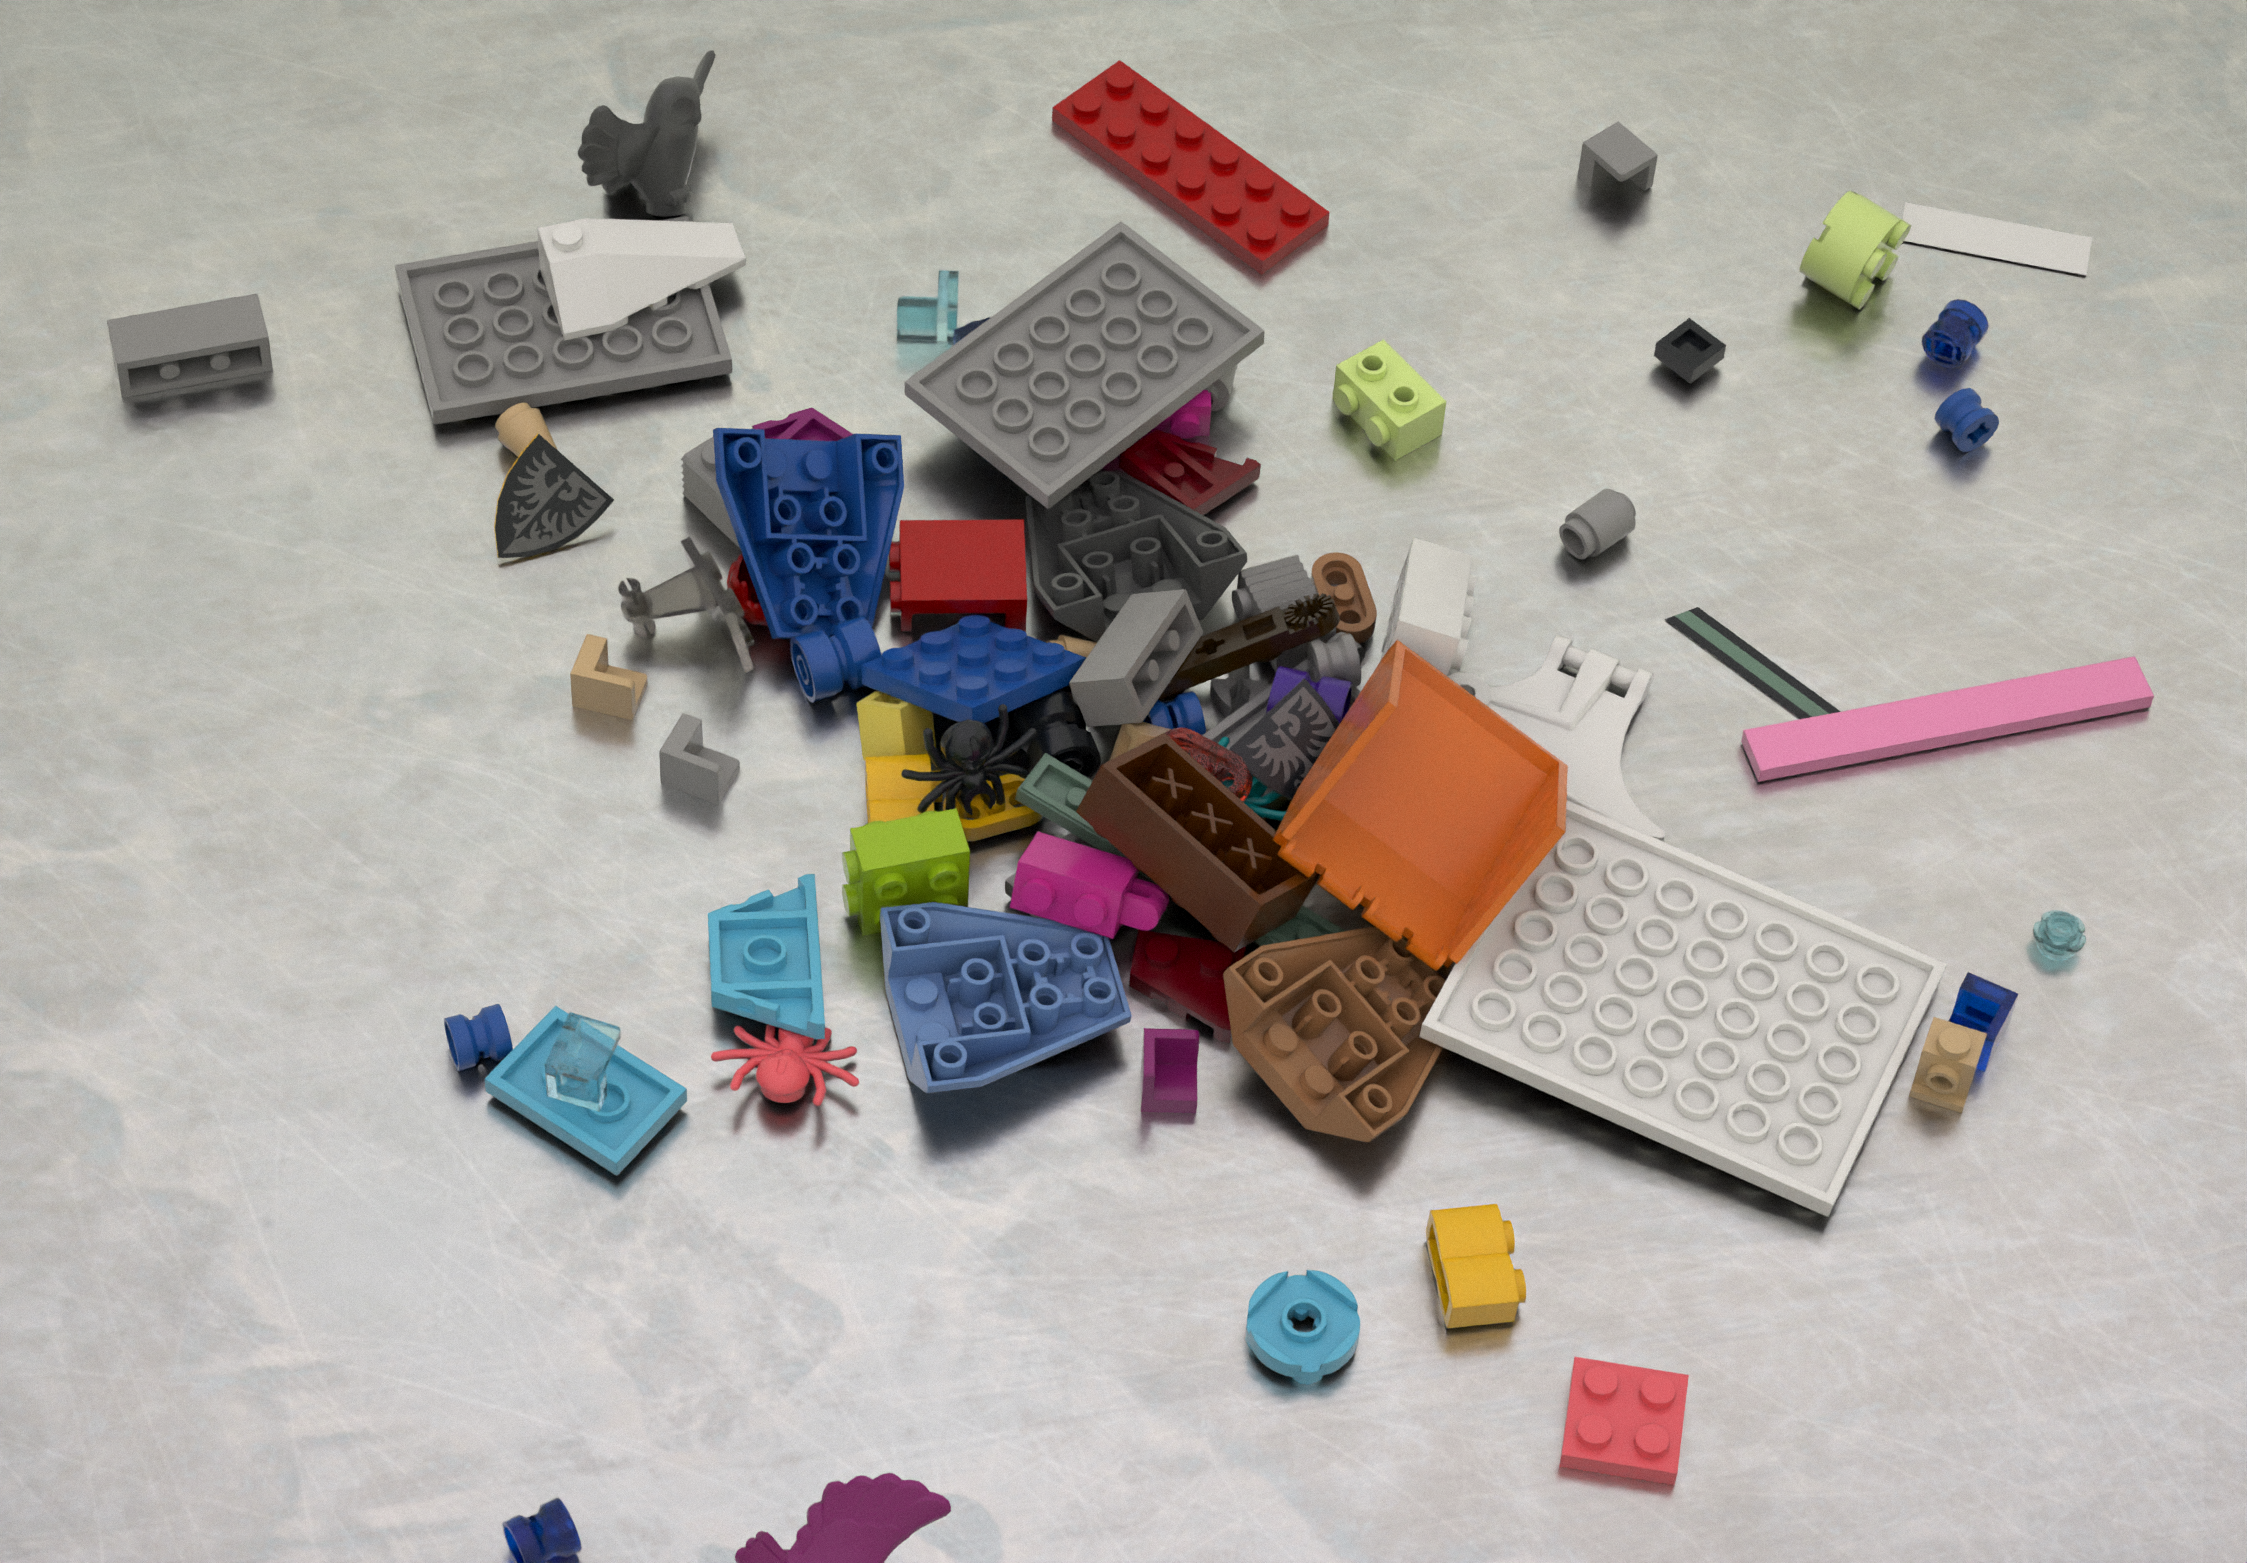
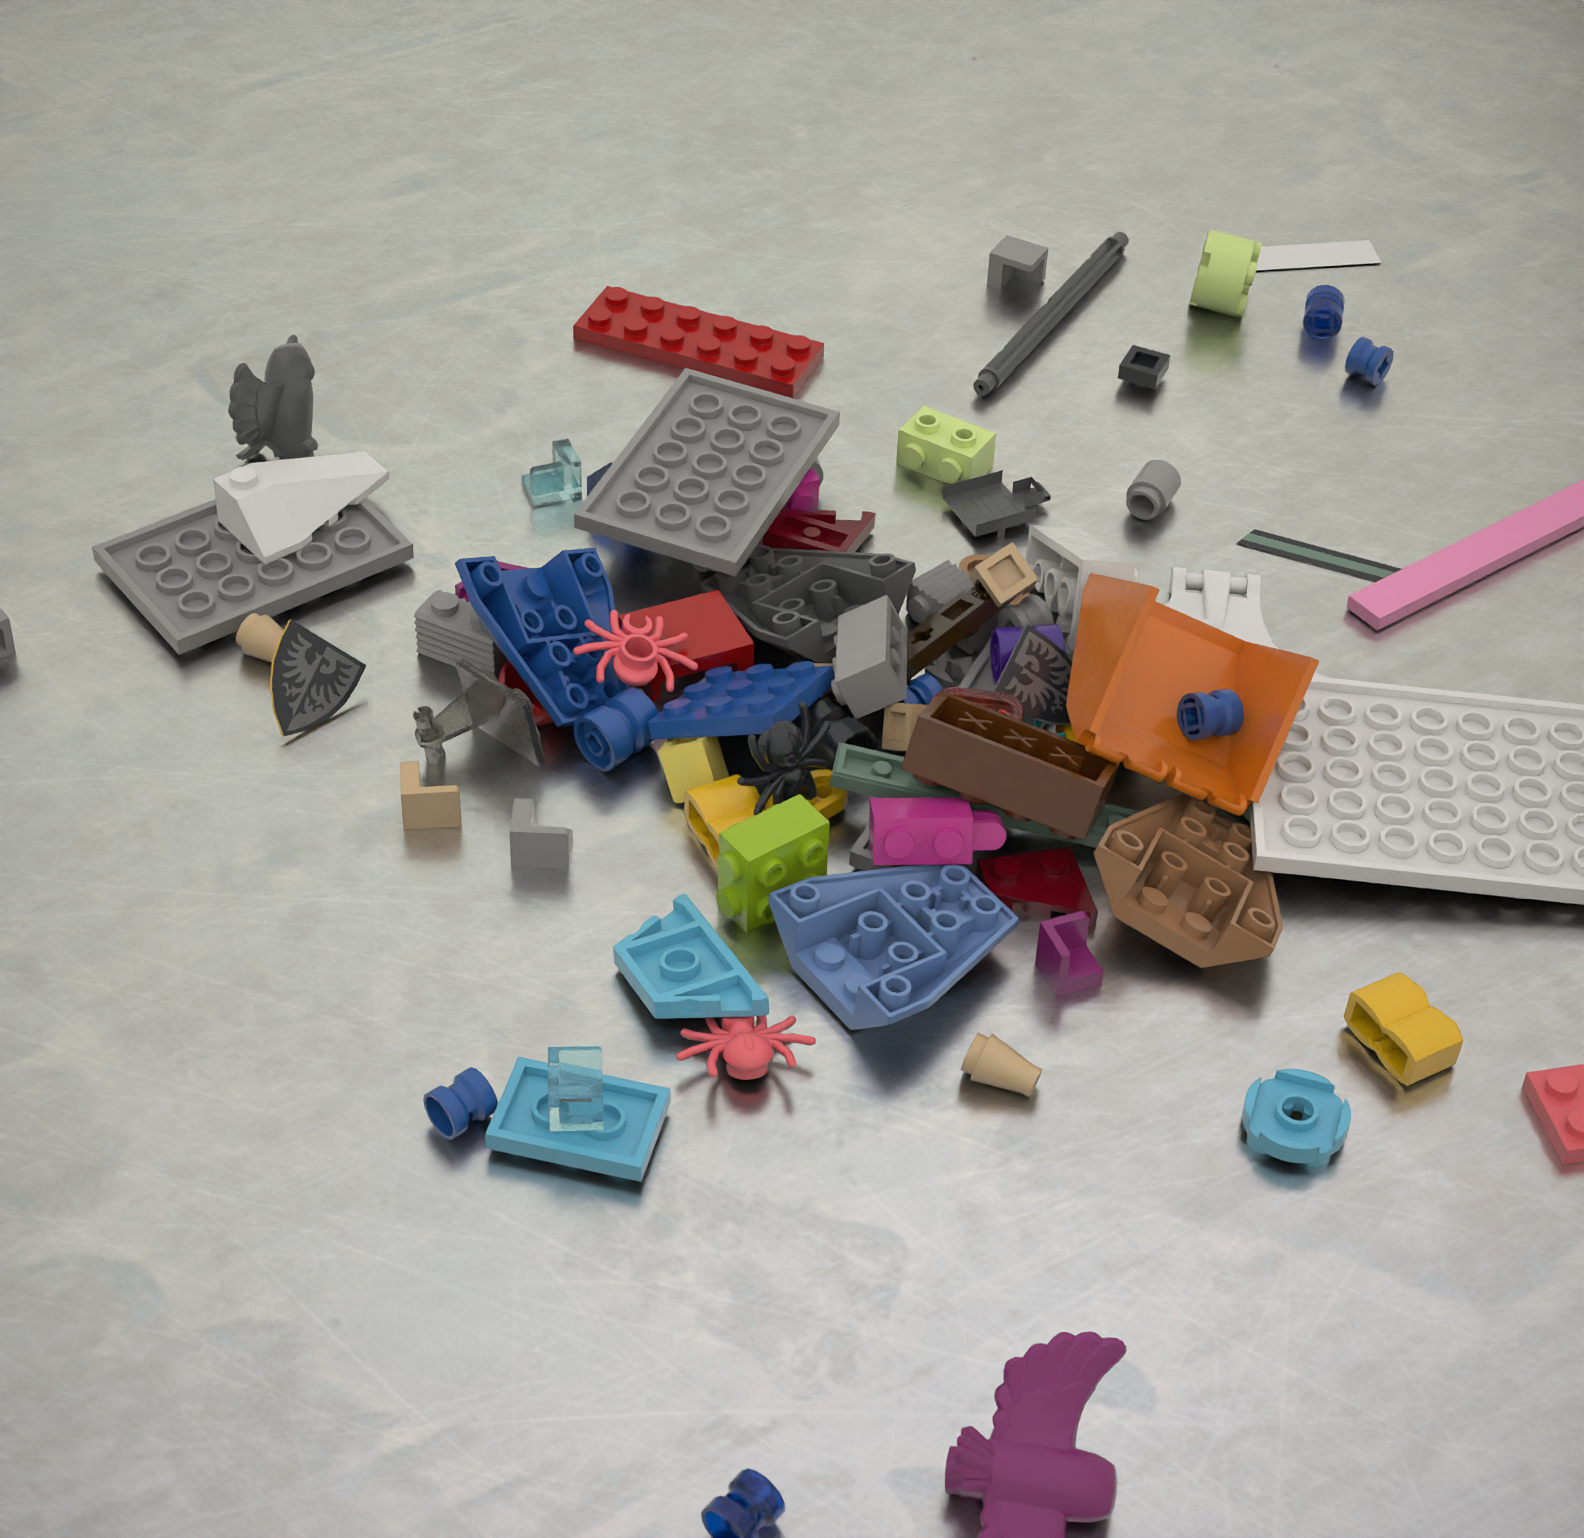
camera: 20 degrees left, 10 degrees down
(888, 575) = (635, 651): none -> coral animal
(1029, 1168) = (998, 1065): none -> tan cone
(1317, 608) = (1004, 575): none -> tan panel
(1406, 488) = (989, 506): none -> dark grey piece
(1462, 843) = (1210, 714): none -> blue wheel
(1627, 240) = (1050, 314): none -> dark grey piece

